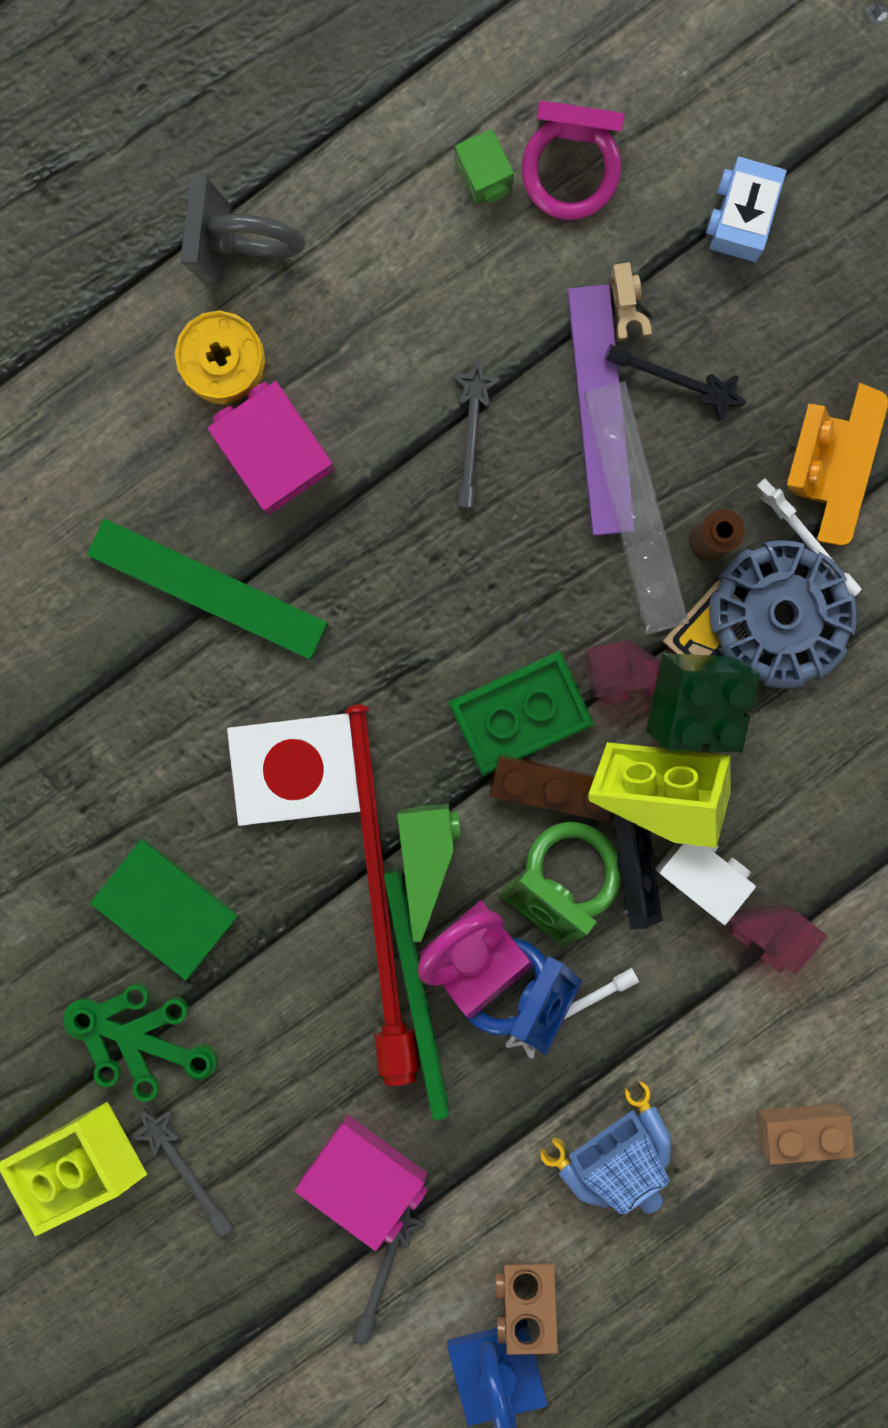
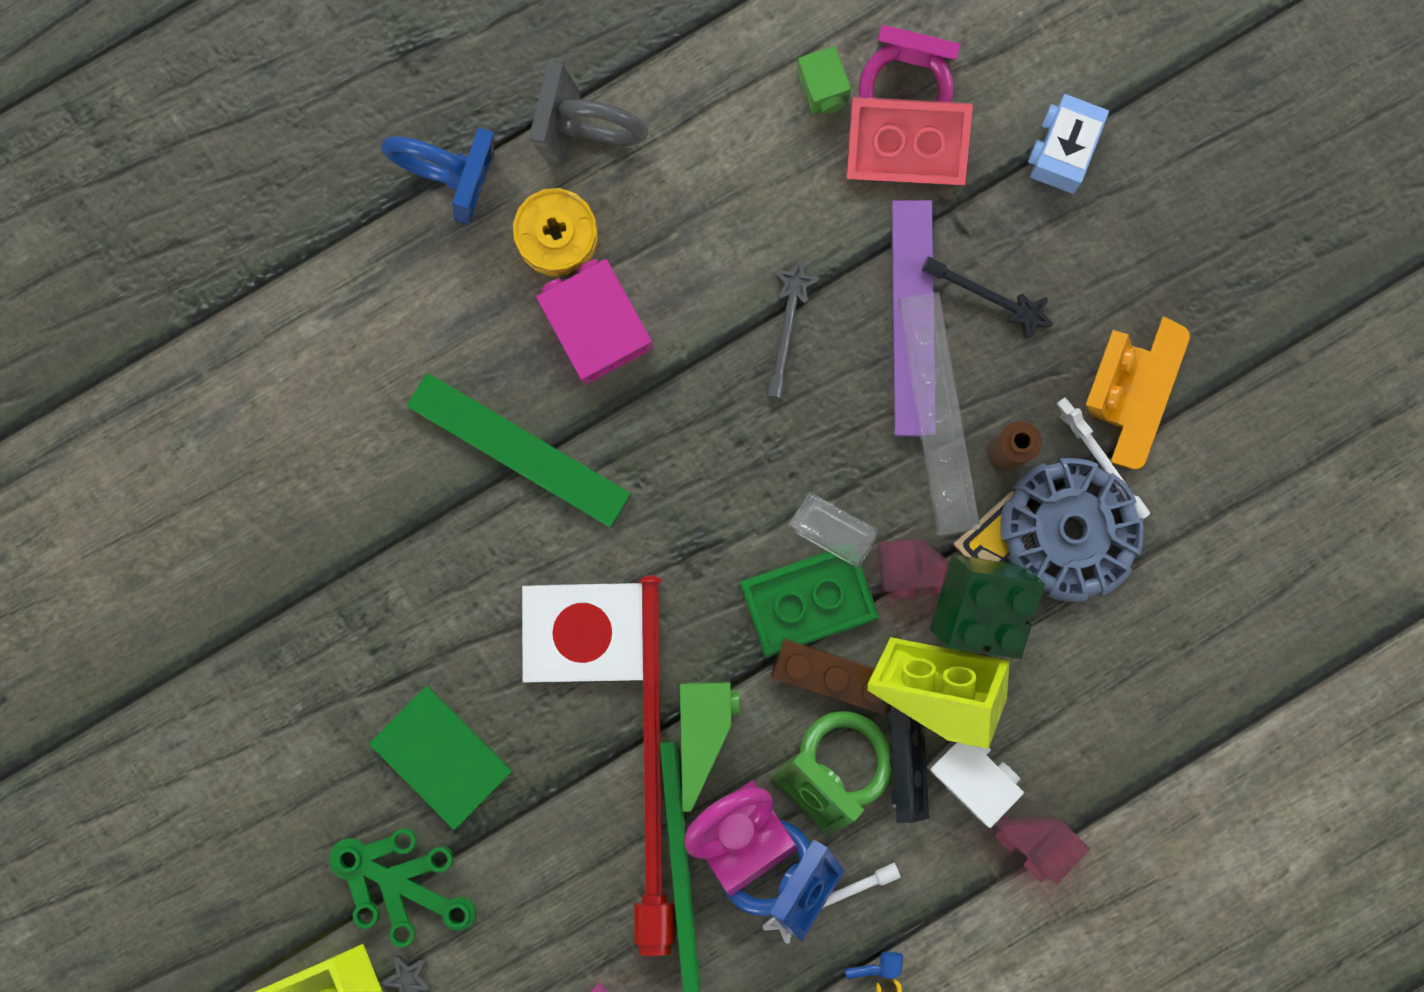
camera: 15 degrees right, 5 degrees down
(113, 303) = (458, 171): none -> blue tile
(539, 639) = (834, 529): none -> clear tile
(579, 223) = (909, 140): none -> coral plate
(625, 292) = (946, 210): tan plate -> none
(636, 1072) = (889, 967): none -> blue hand

